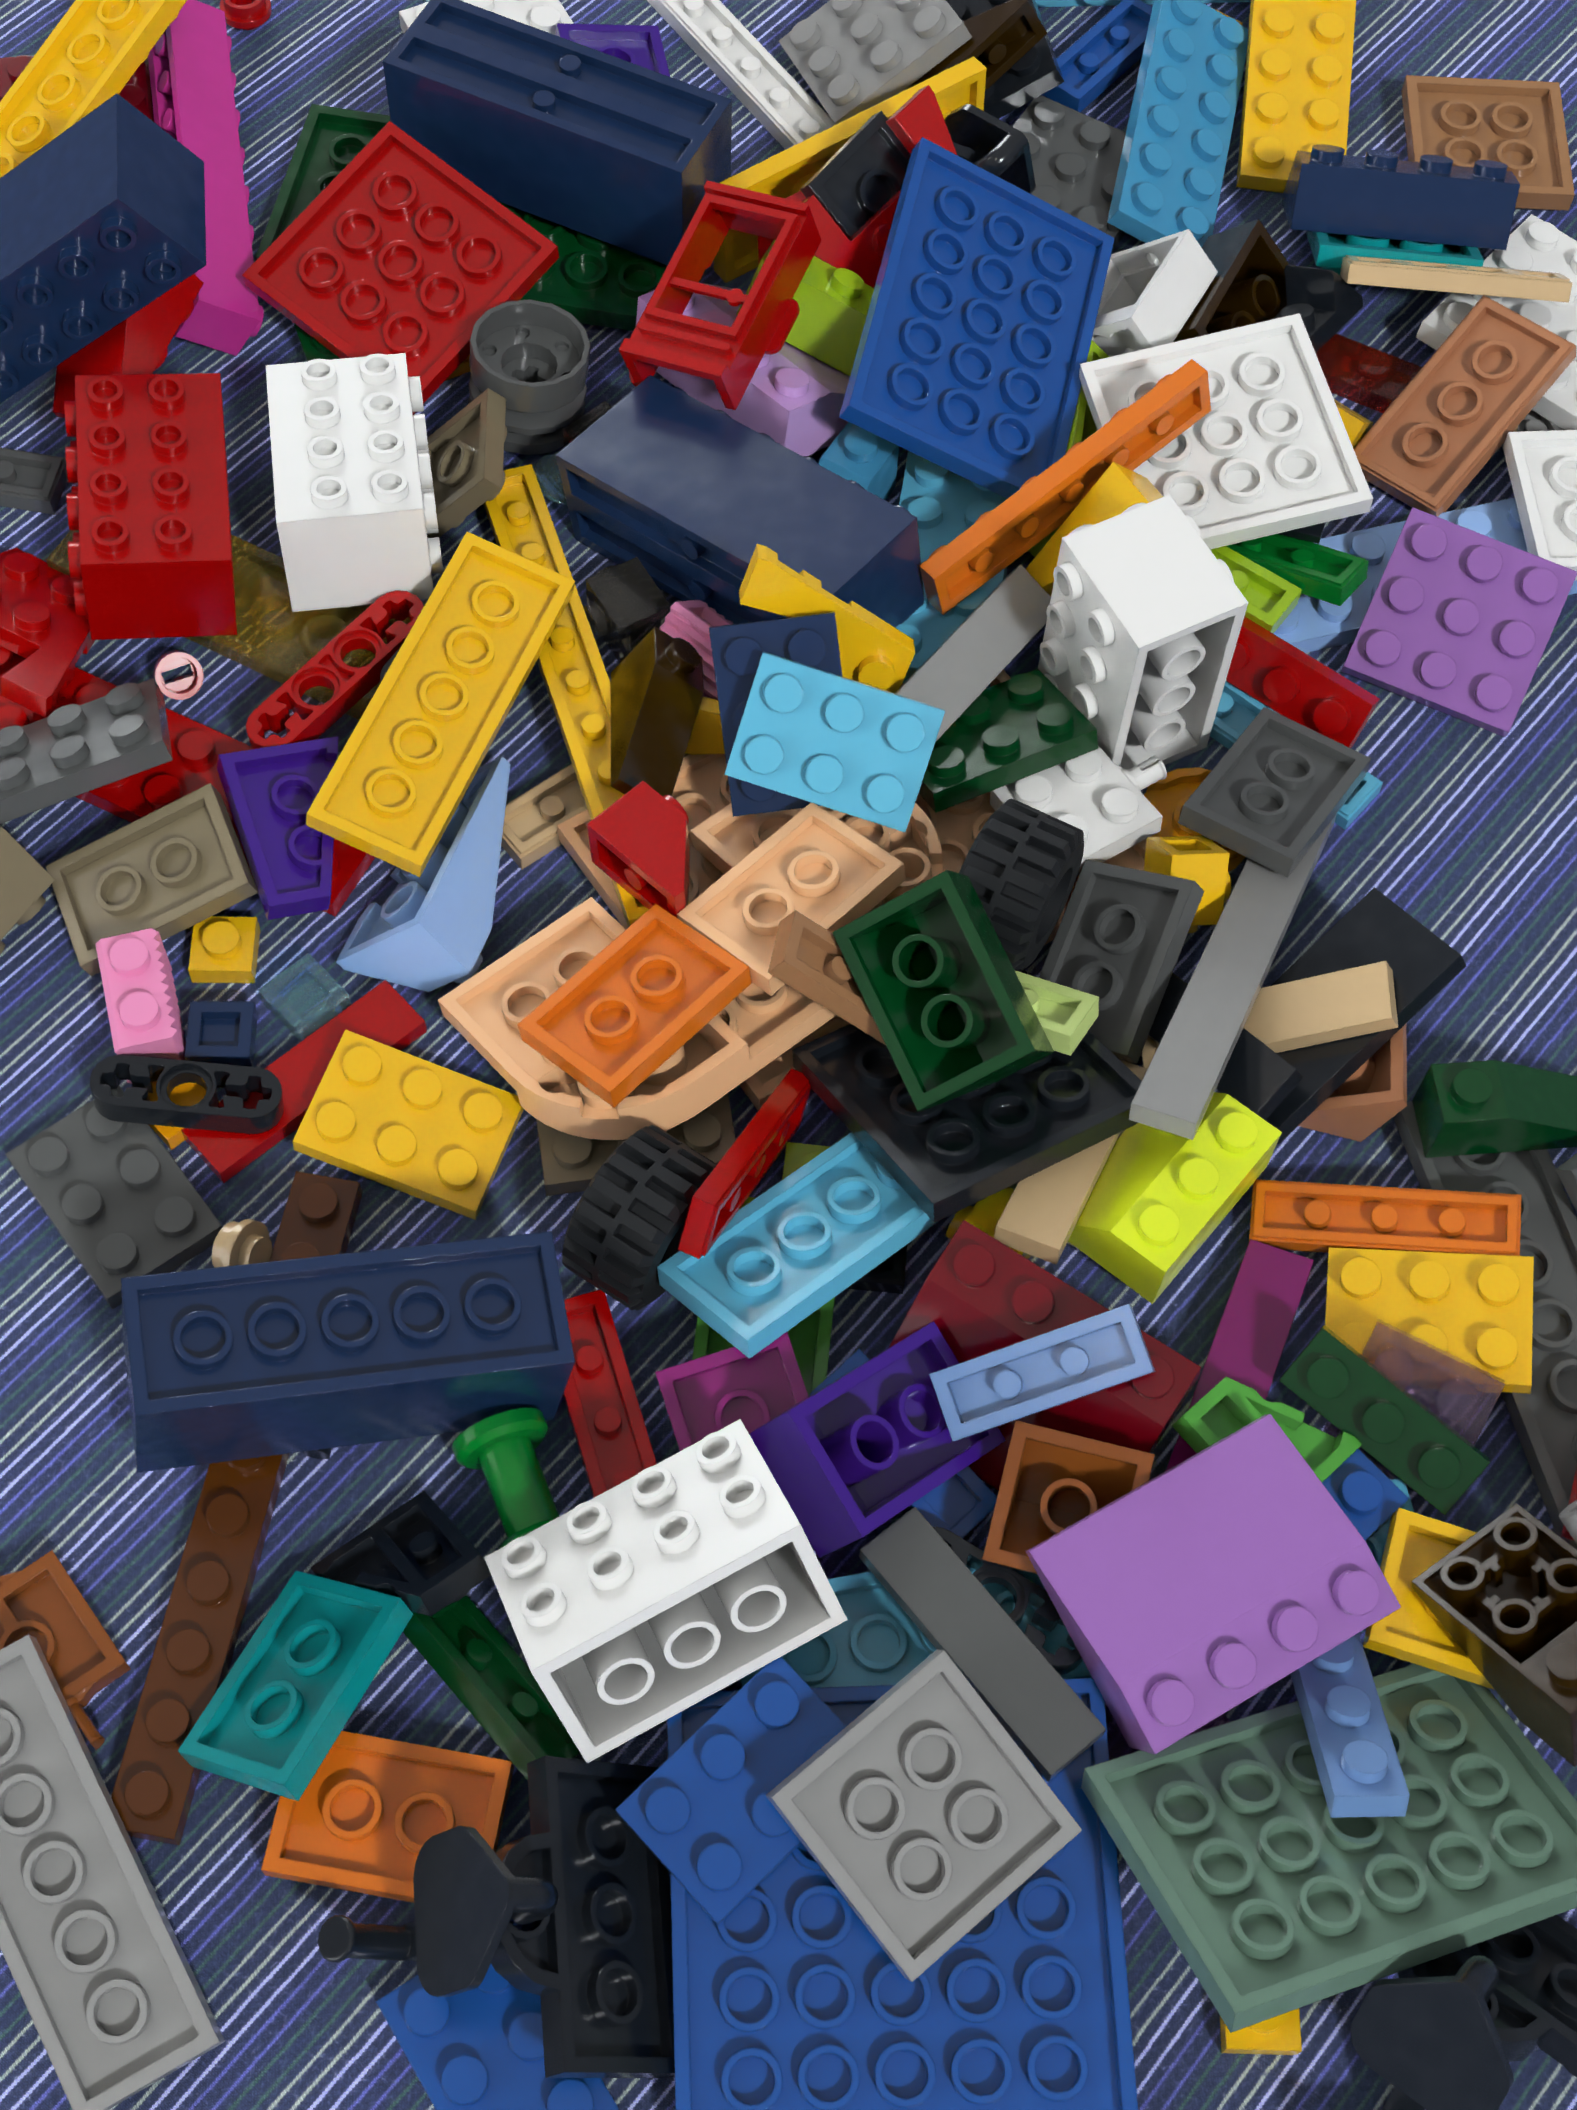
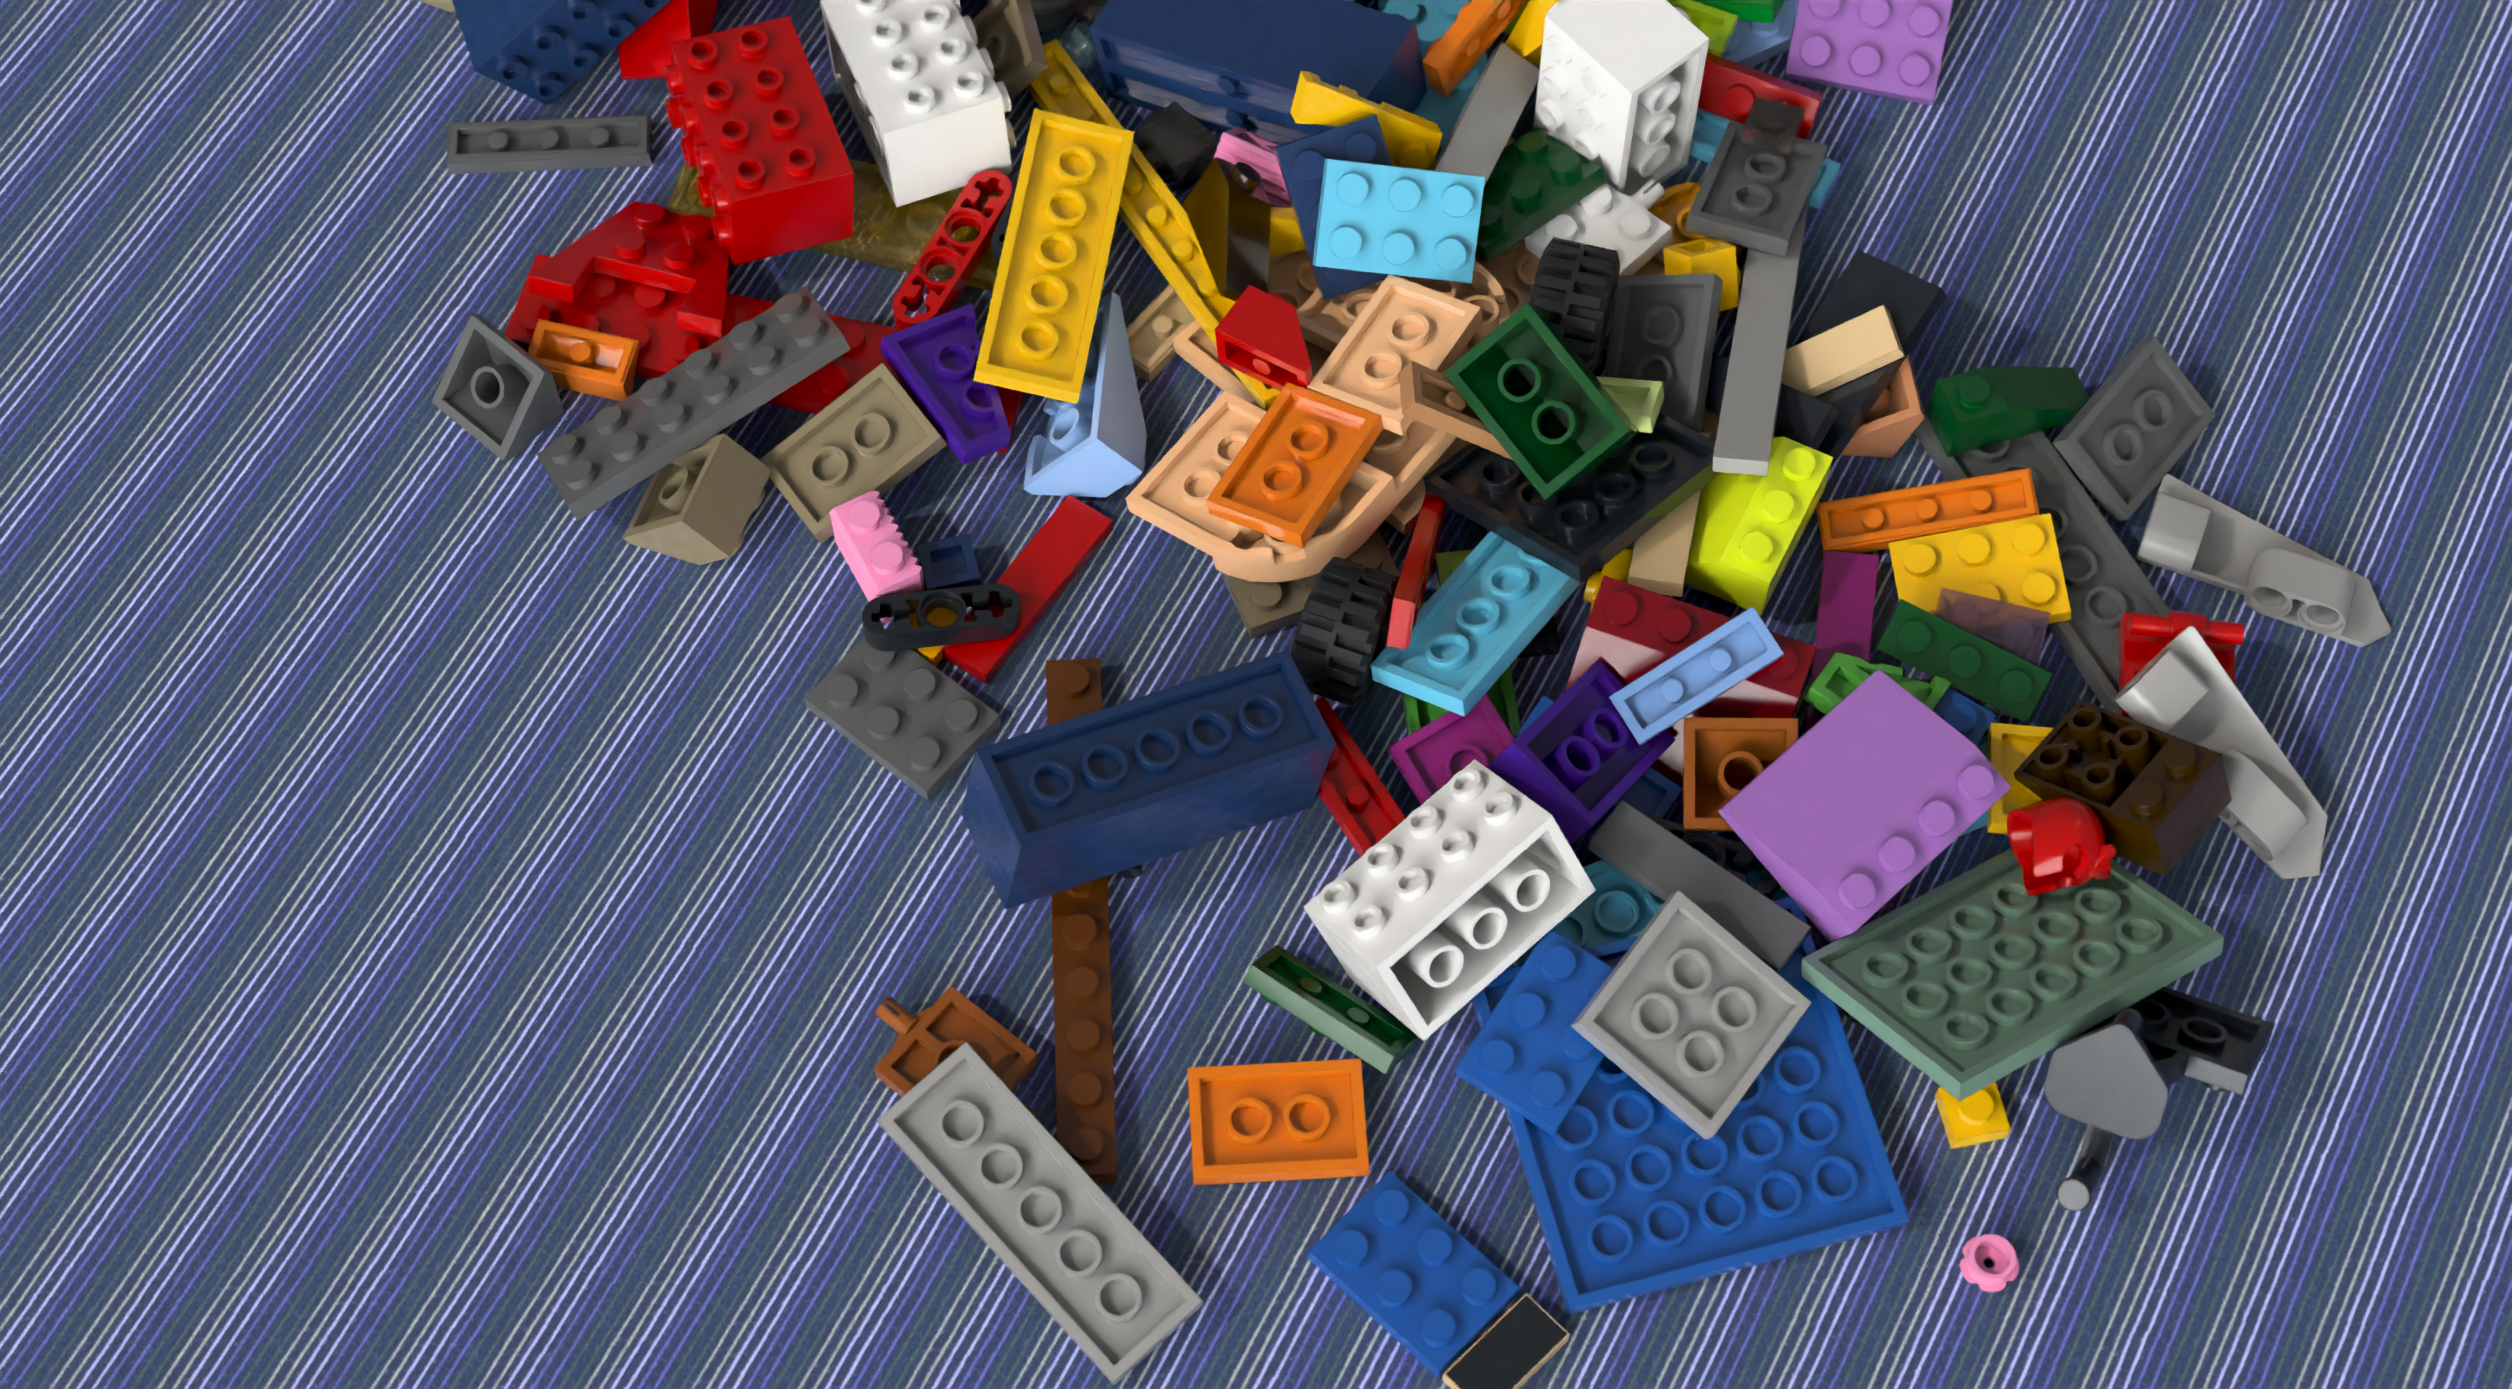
camera: 10 degrees left, 0 degrees up
(181, 686) = (819, 287): hinge -> none
(224, 950) = (926, 499): yellow plate -> none
(242, 1244) = (1022, 721): tan plate -> none
(296, 1684) = (1179, 1037): teal plate -> none
(304, 997) = (1007, 522): clear light blue plate -> none
(409, 1124) = (1126, 604): yellow plate -> none
(410, 1556) = (1233, 931): black wing -> none
(506, 1455) = (1286, 836): green piece -> none
(588, 1913) = (1434, 1143): black plate -> none
(1311, 723) = (1772, 126): none -> clear smoke plate
(1350, 1735) = (1992, 889): medium blue plate -> none
(1446, 1693) = (2058, 844): none -> red helmet

